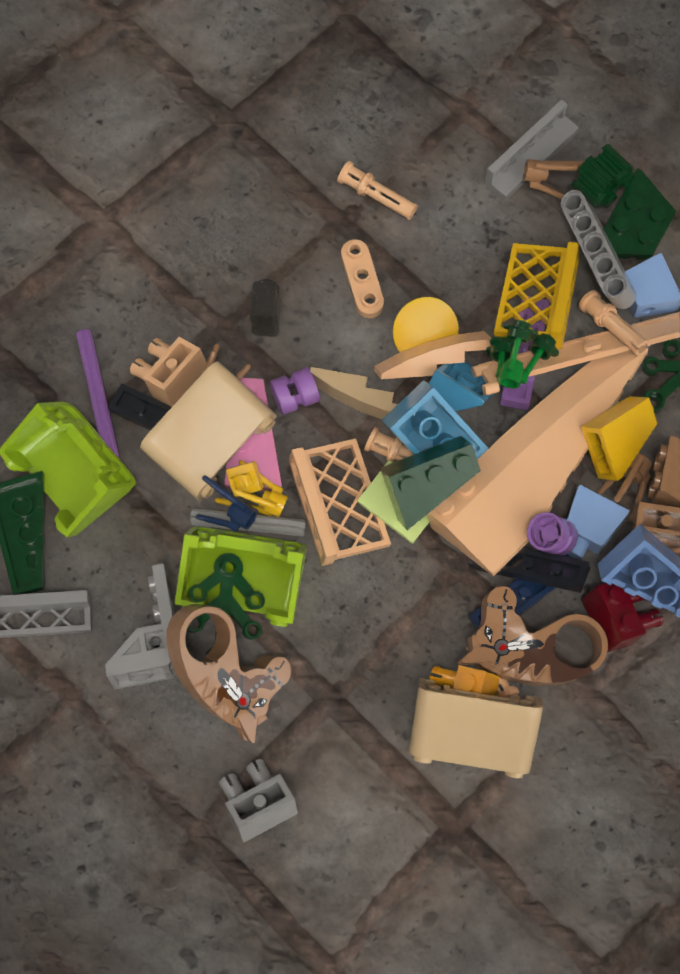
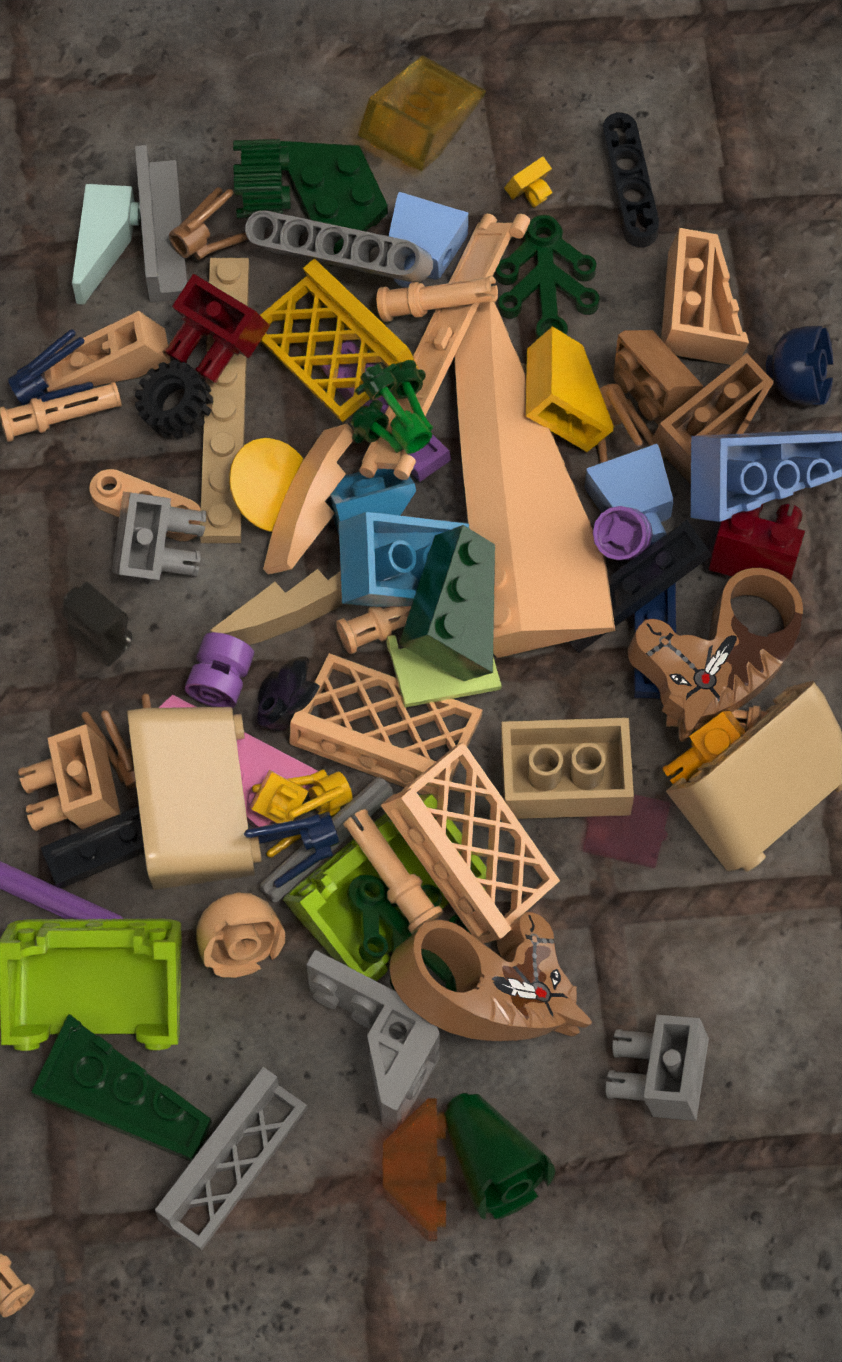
camera: 50 degrees left, 5 degrees down
(97, 713) = (414, 1169): none -> clear orange slope
(133, 749) = (495, 1157): none -> dark green cone
(152, 519) = (238, 934): none -> light nougat cylinder
(244, 582) = (403, 888): none -> light nougat pin
(272, 595) = (442, 857): none -> light nougat fence
(308, 434) = (284, 694): none -> black plate
(329, 293) = (142, 535): none -> light grey brick
(382, 163) = (30, 381): none -> dark blue plant
(388, 674) = (630, 837): none -> clear pink piece
(389, 614) = (567, 768): none -> tan brick
(432, 190) = (113, 354): none -> light nougat slope
(435, 252) = (161, 386): none -> black tyre
(465, 261) = (226, 423): none -> tan plate
(496, 129) = (103, 234): none -> light aqua slope
(496, 225) = (214, 313): none -> dark red brick

